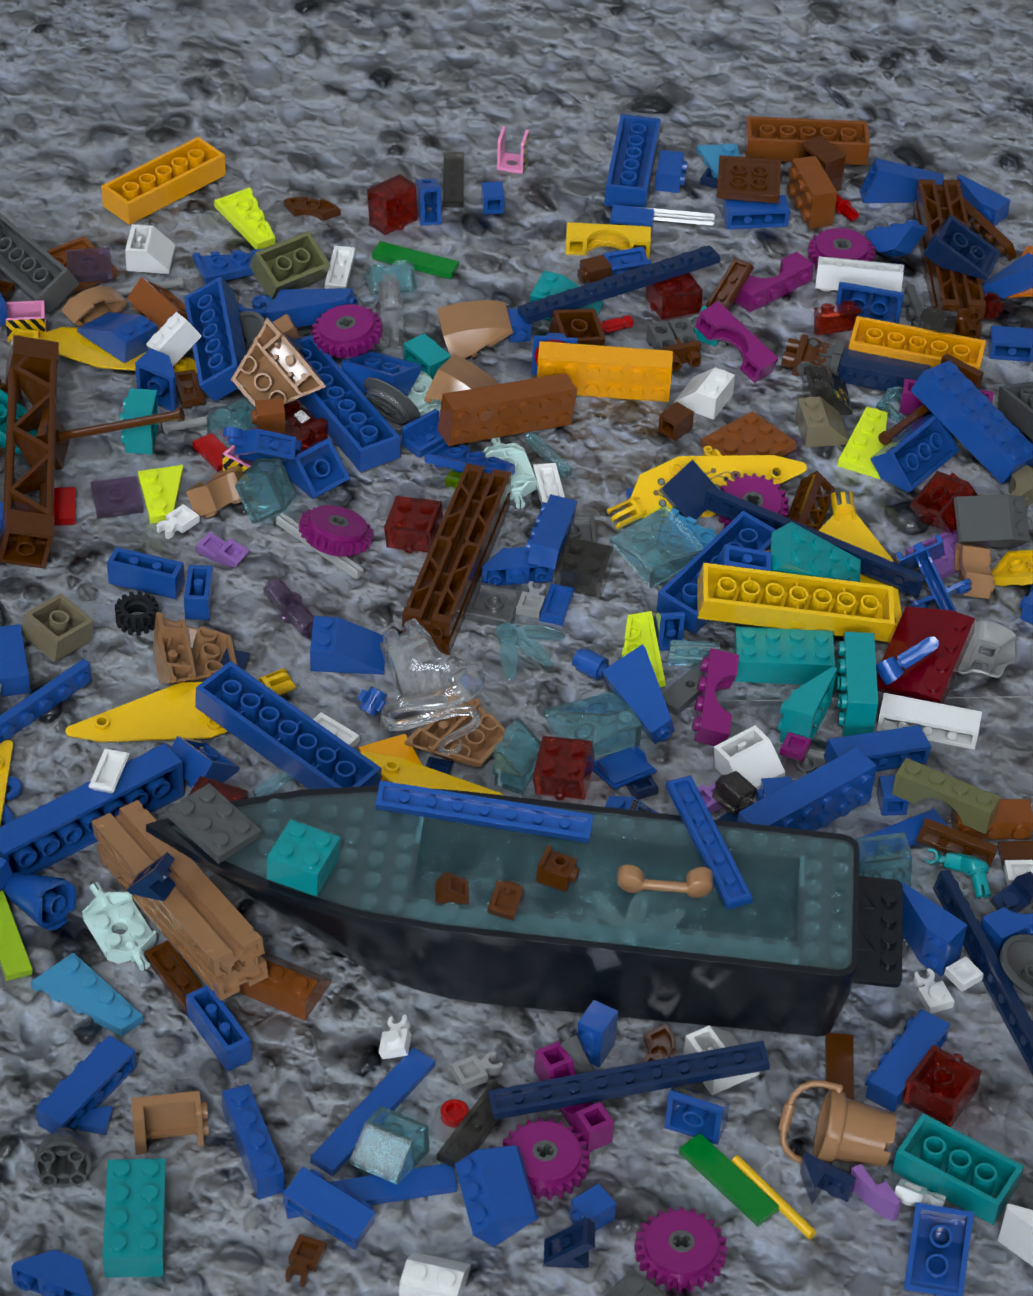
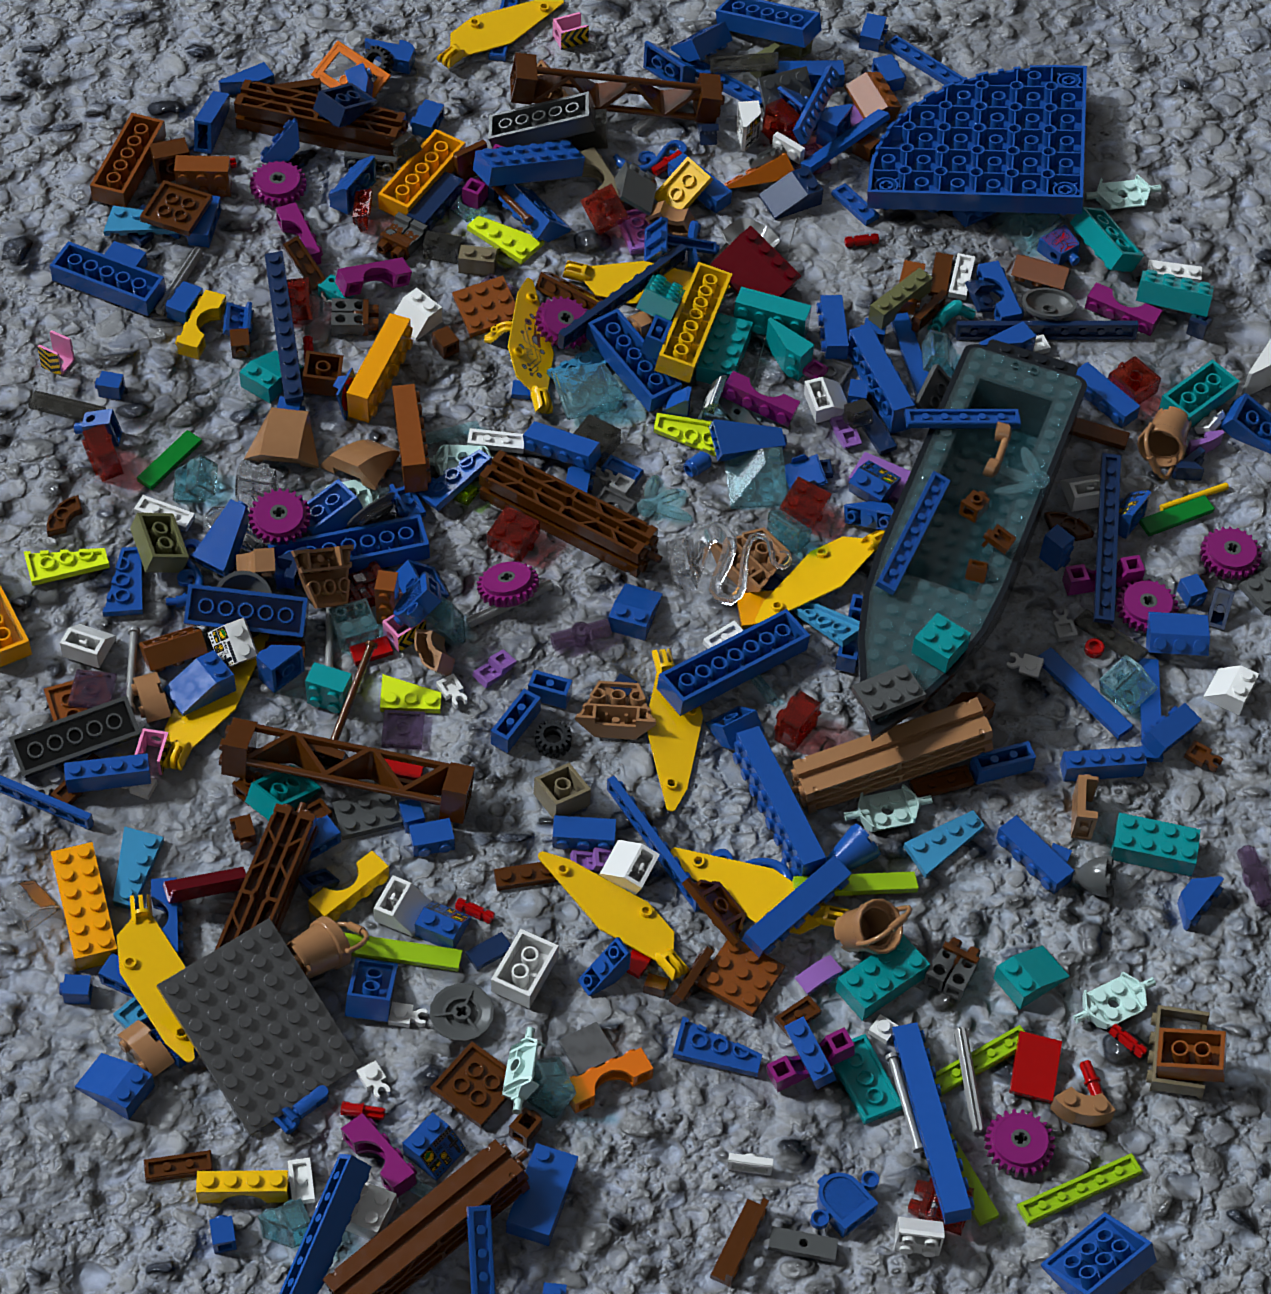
camera: 75 degrees left, 10 degrees up
(108, 771) = (762, 771): white tile -> none
(154, 880) = (900, 753): dark blue slope -> none
(372, 700) = (700, 604): blue gear -> none
(425, 352) = (308, 479): teal brick -> none
(572, 1045) = (1072, 559): dark grey piece -> none
(688, 490) = (538, 352): dark blue tile -> none
(858, 272) = (319, 180): white brick -> none
(892, 669) = (767, 274): blue piece -> none
(938, 721) = (814, 283): white brick -> none

